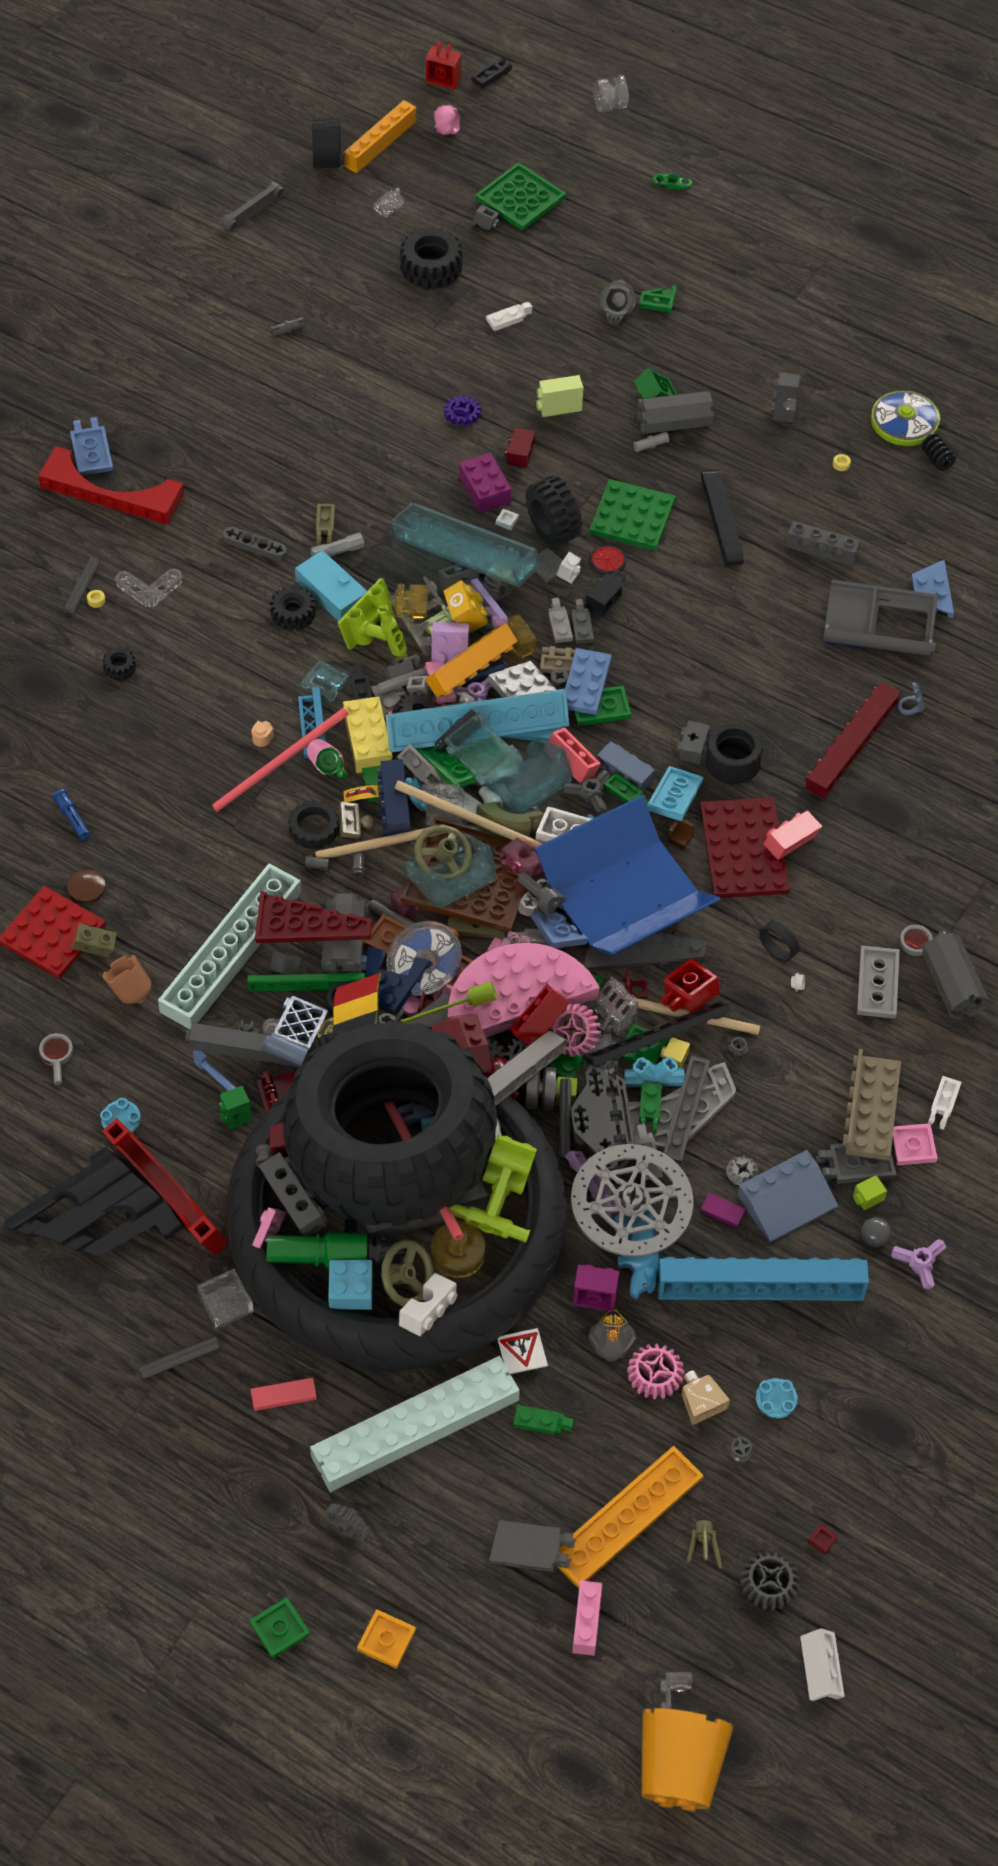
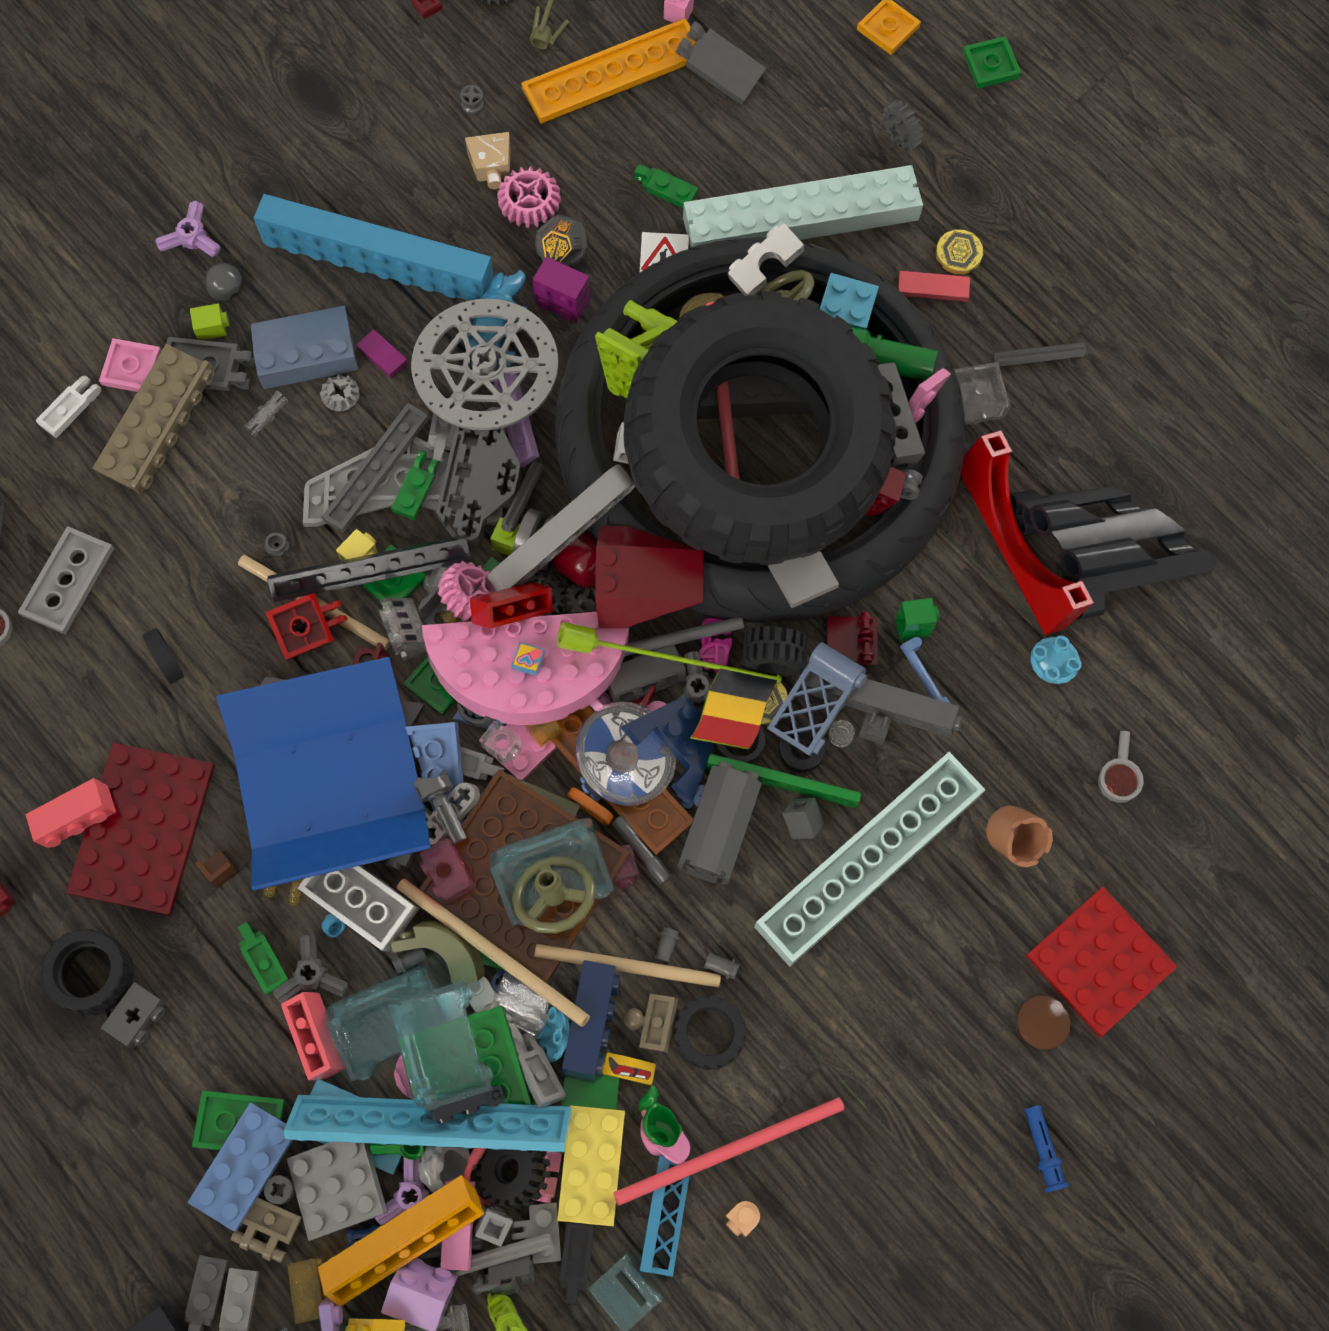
camera: 165 degrees left, 15 degrees up
(94, 940) = (1051, 914): olive brick -> none
(268, 1432) = (959, 251): none -> light yellow tile
(300, 921) = (780, 841): dark red wing -> none
(513, 977) = (528, 659): none -> tile
(617, 760) = (245, 1000): sand blue brick -> none
(664, 1072) = (392, 527): medium azure piece -> none
(675, 793) = (198, 928): medium azure tile -> none
(776, 1397) = (412, 140): medium azure dish -> none
(791, 1137) = (266, 413): none -> clear pin
(798, 982) = (164, 608): white plate -> none

